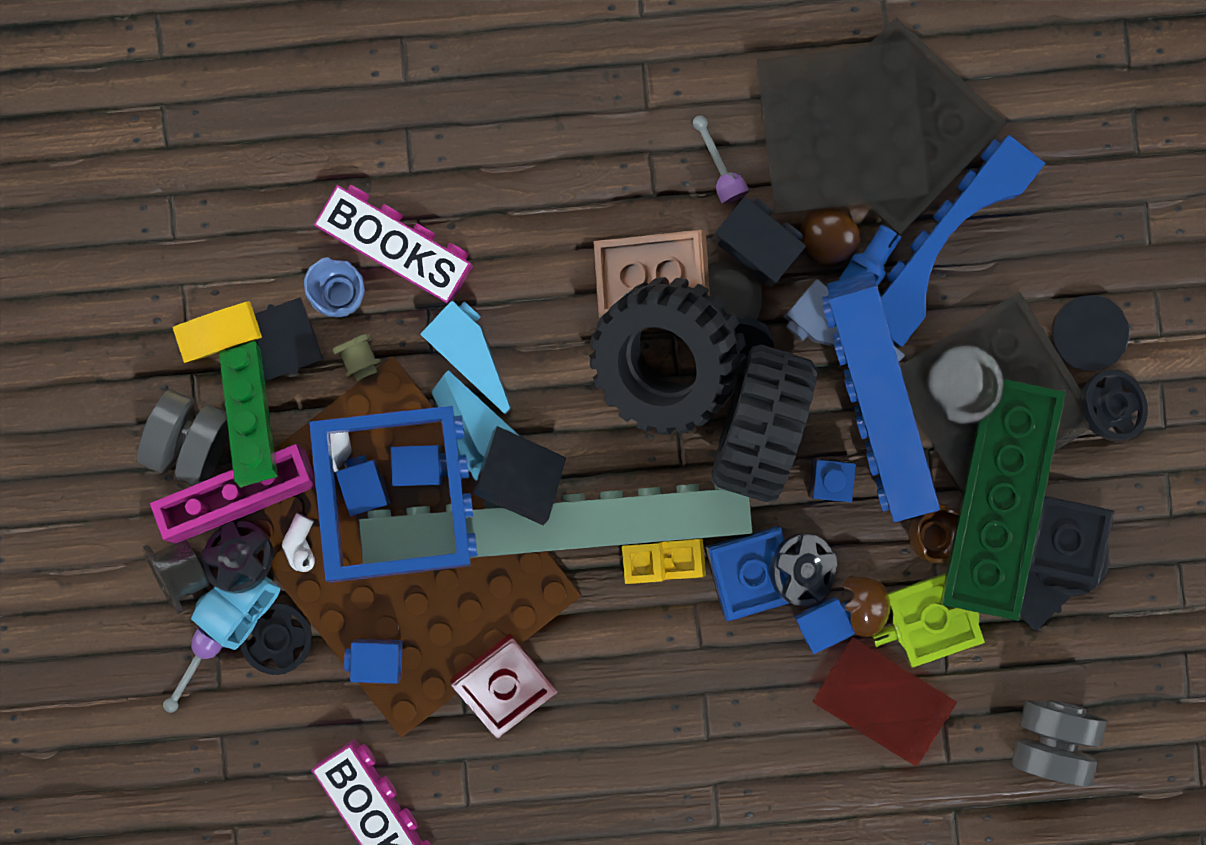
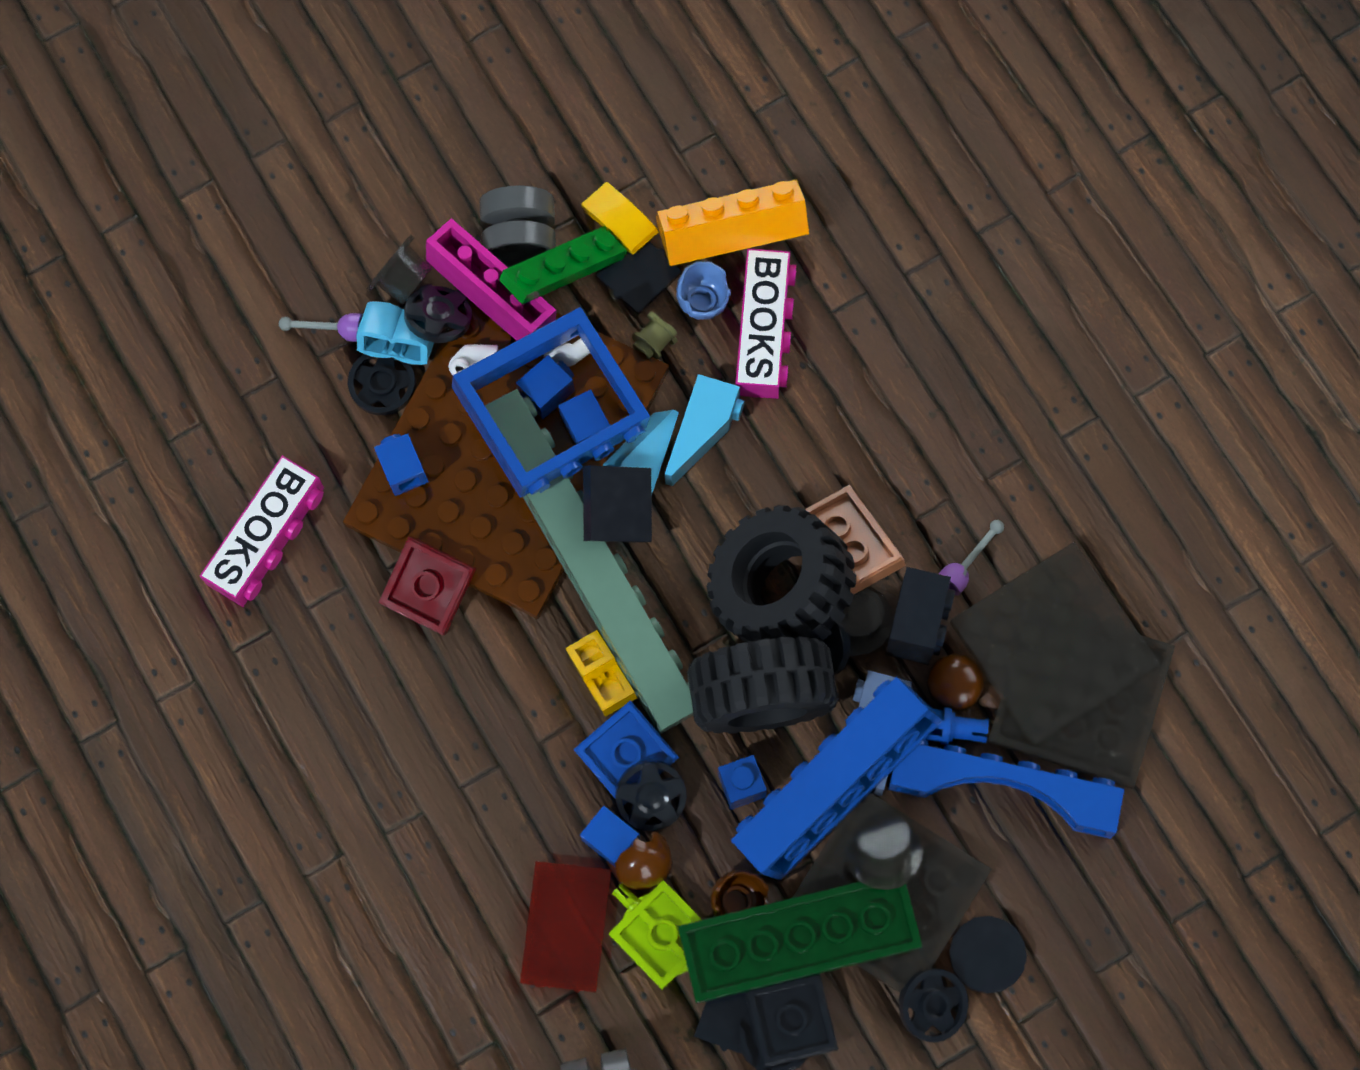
camera: 70 degrees right, 15 degrees down
(280, 225) = (733, 222): none -> light orange slope

